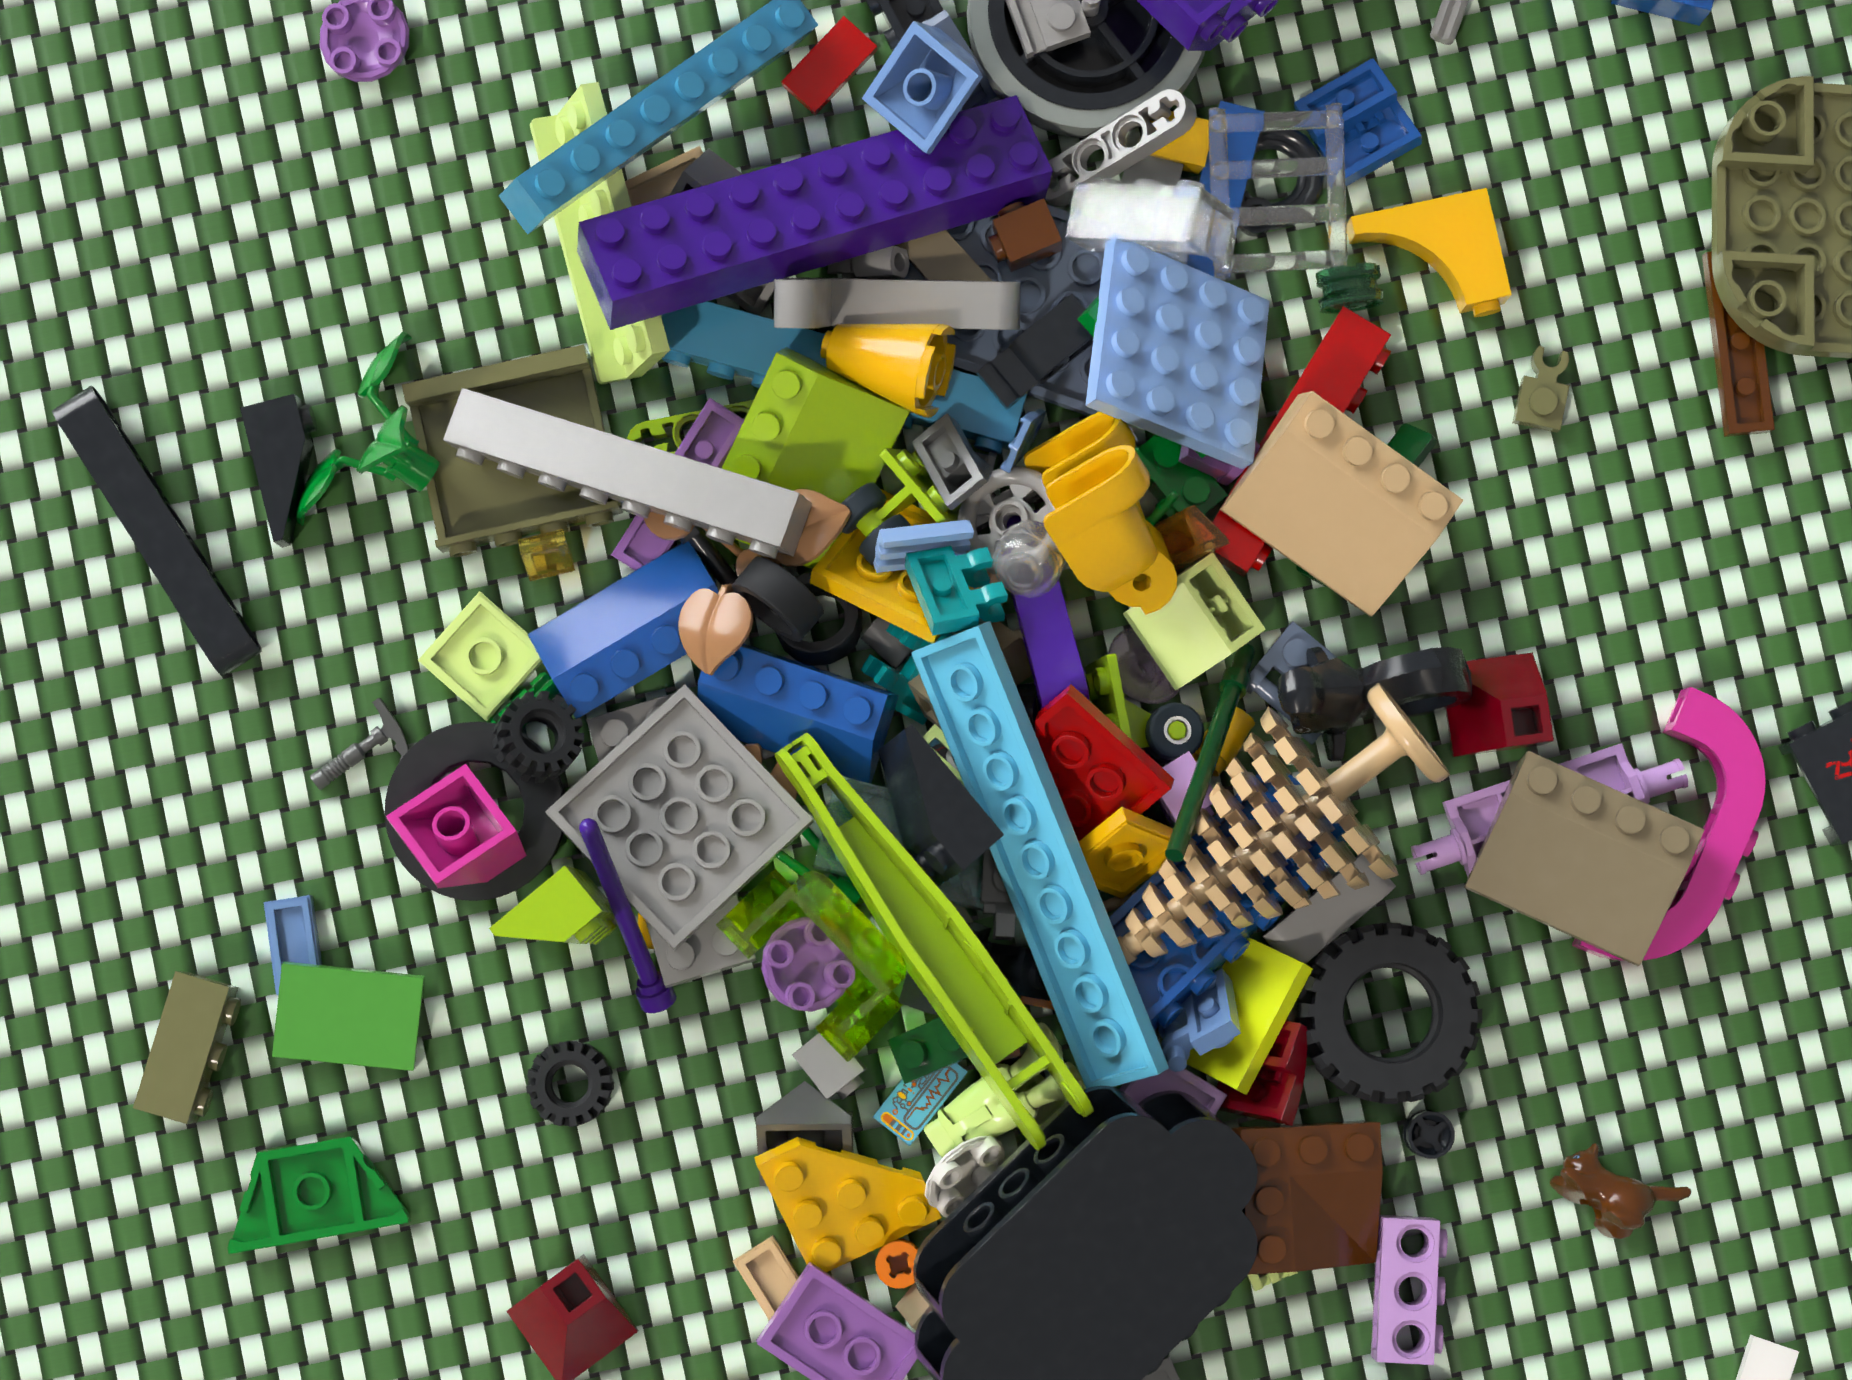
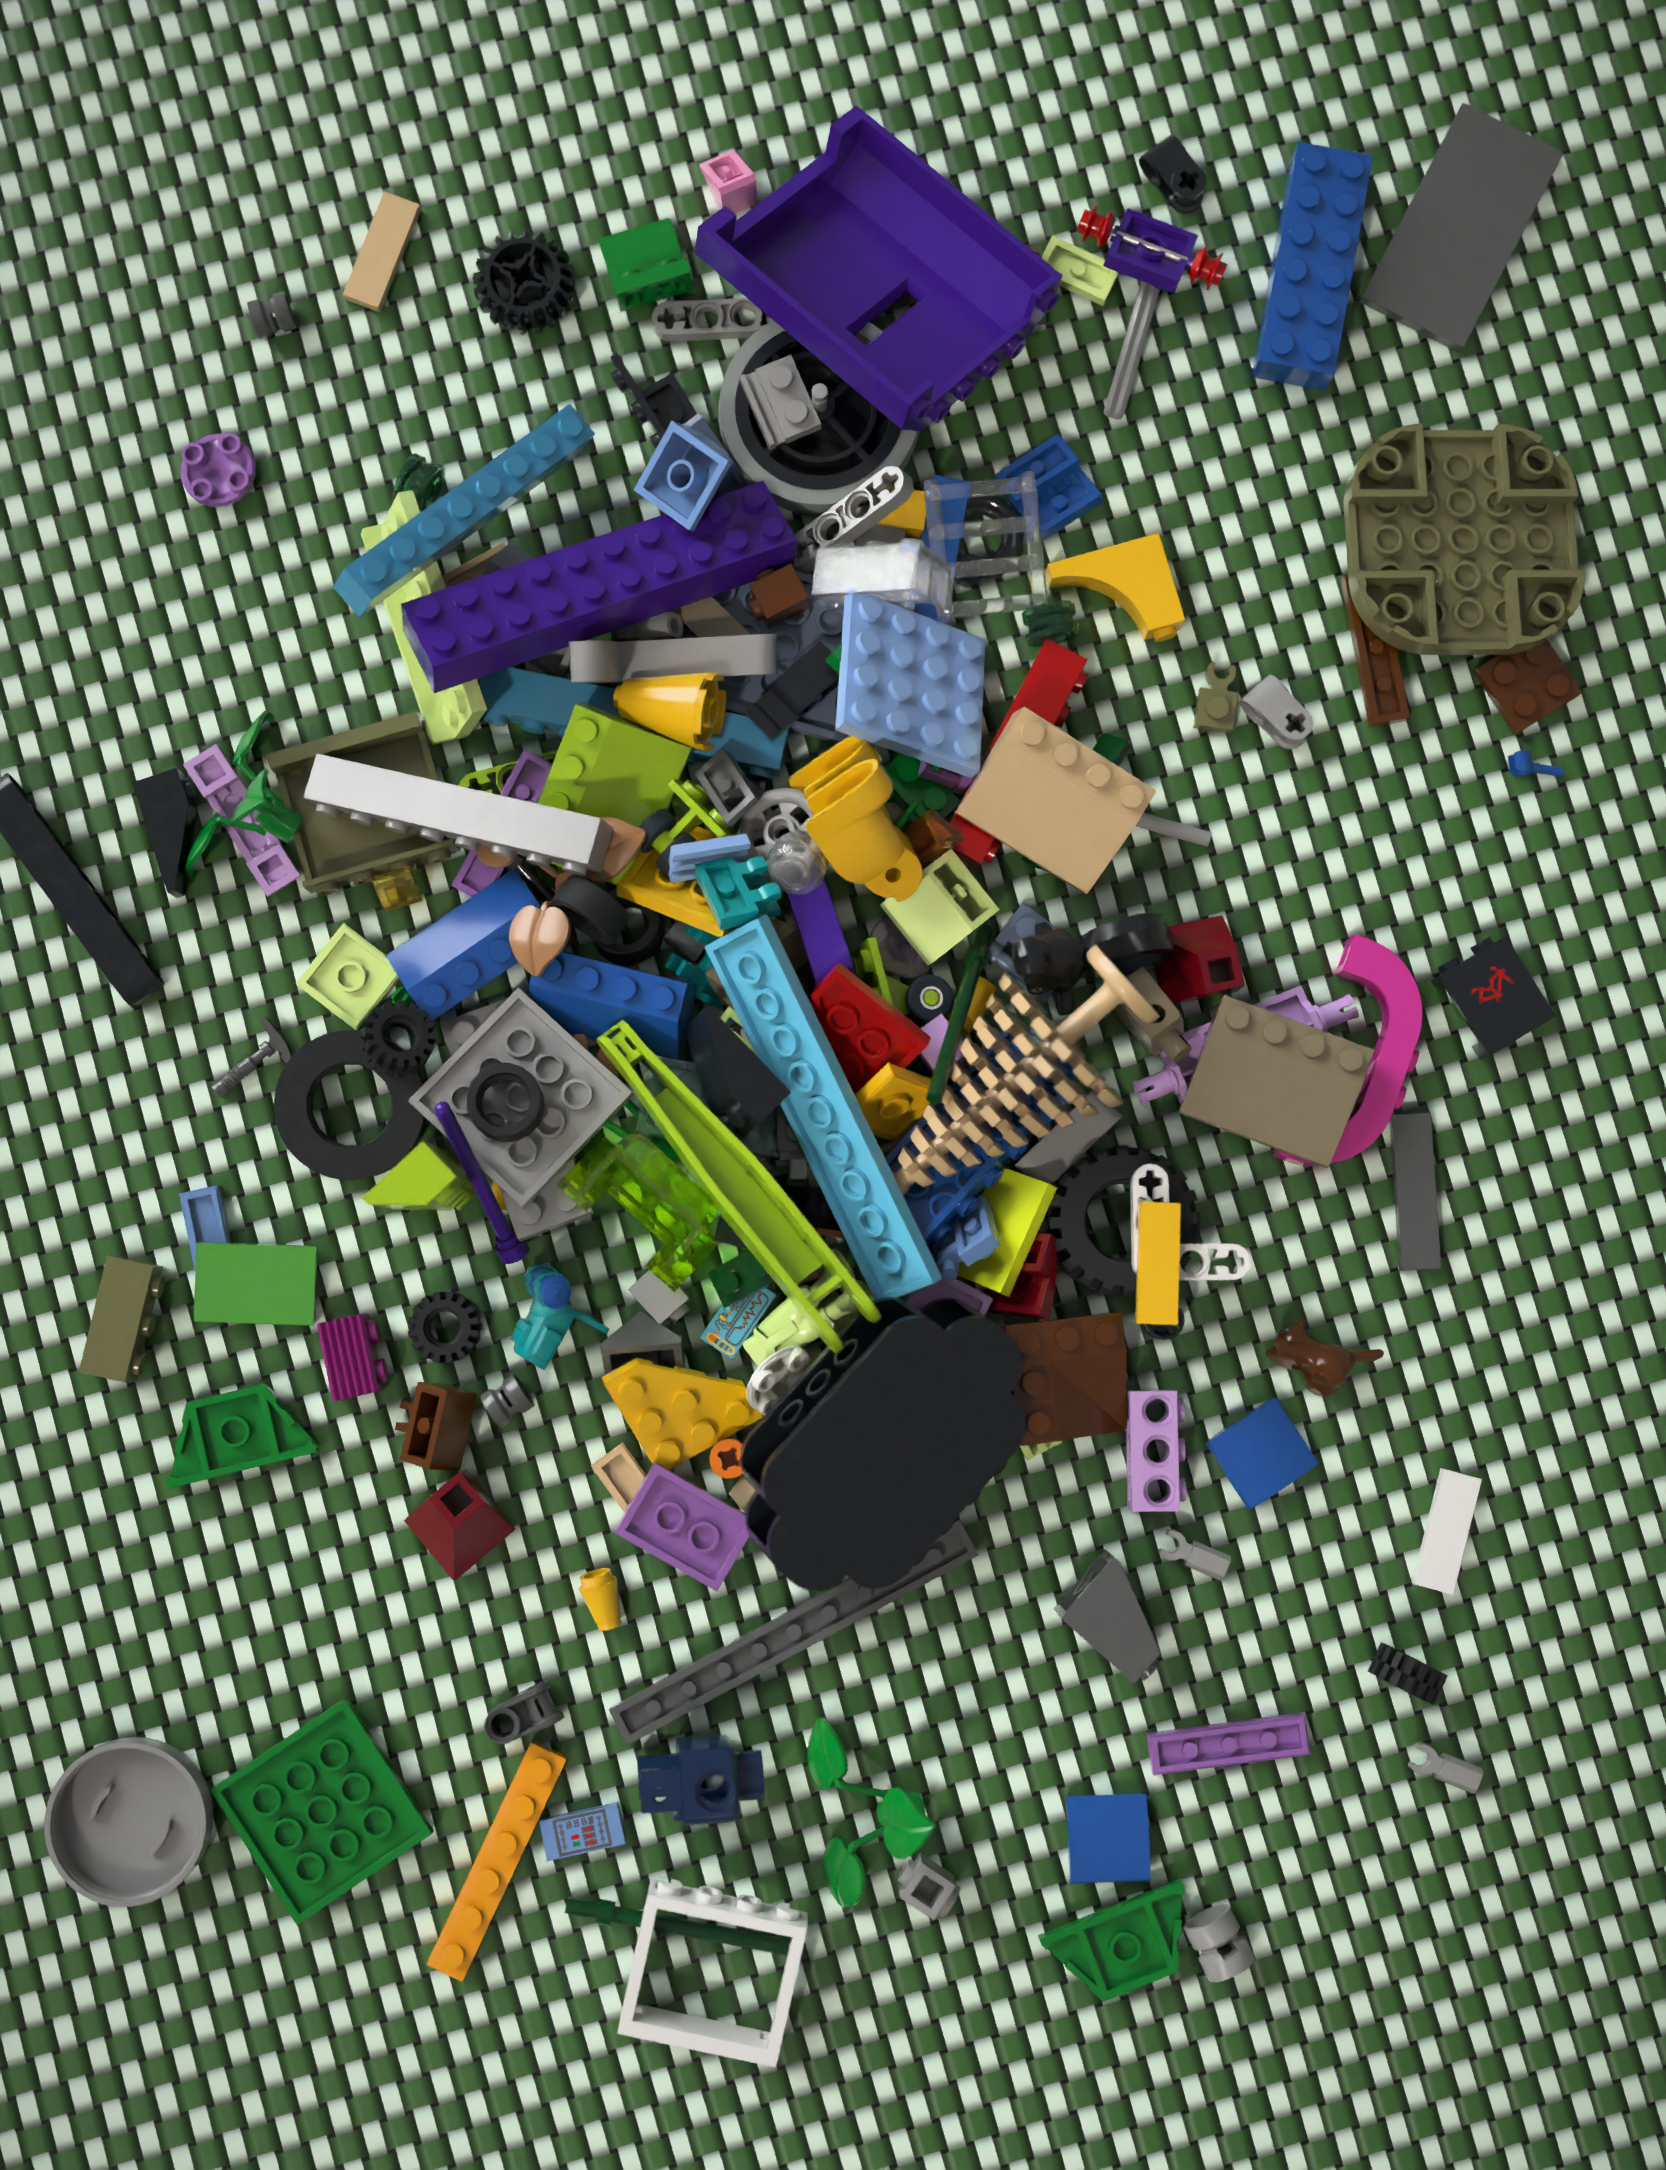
camera: 10 degrees left, 0 degrees up
(352, 431) = (224, 791): none -> lavender slope
(458, 831) = (335, 1122): dark pink slope -> none
(458, 1111) = (352, 1356): none -> magenta brick
(553, 1201) = (437, 1426): none -> reddish brown brick
(605, 64) = (420, 477): none -> clear green wheel
(629, 1182) = (499, 1405): none -> dark grey wheel
(648, 789) = (497, 1073): none -> black tyre
(696, 1079) = (549, 1316): none -> teal piece
(805, 966) = (633, 1215): medium lavender dish -> none
(829, 65) = (607, 468): red tile -> none
(1024, 439) = (789, 764): medium blue piece -> none
(1428, 1068) = (1158, 1263): none -> yellow tile
(1432, 1041) = (1220, 1250): none -> white beam
(1457, 790) = (1165, 1032): none -> dark tan torso
(1483, 545) = (1174, 829): none -> light grey bar
(1536, 1302) = (1261, 1453): none -> blue slope
(1611, 409) = (1273, 709): none -> light grey piece
(1742, 1000) = (1415, 1191): none -> dark grey tile

